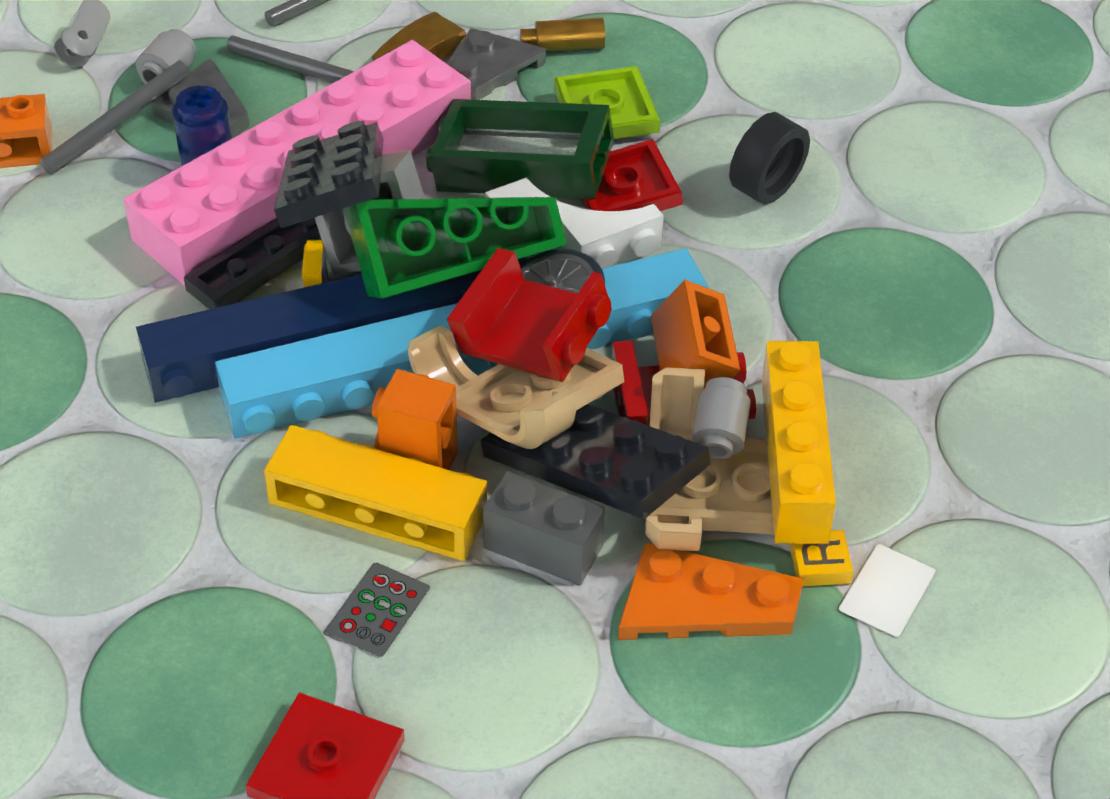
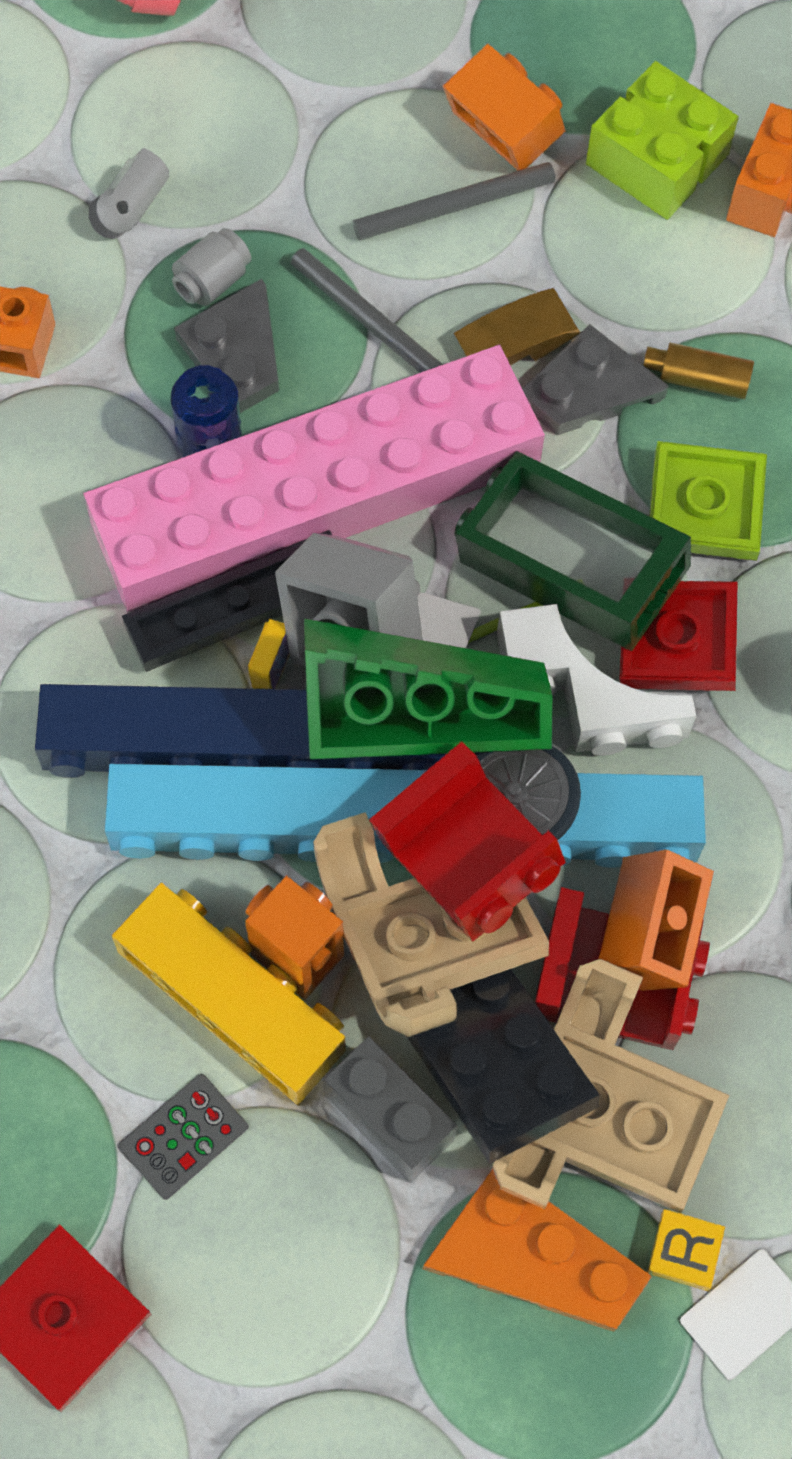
camera: 20 degrees right, 20 degrees up
(114, 117) = (125, 341): dark grey bar -> none
(330, 173) = (303, 579): black plate -> none
(722, 417) = (637, 1048): light grey brick -> none
(797, 443) = (711, 1110): yellow brick -> none

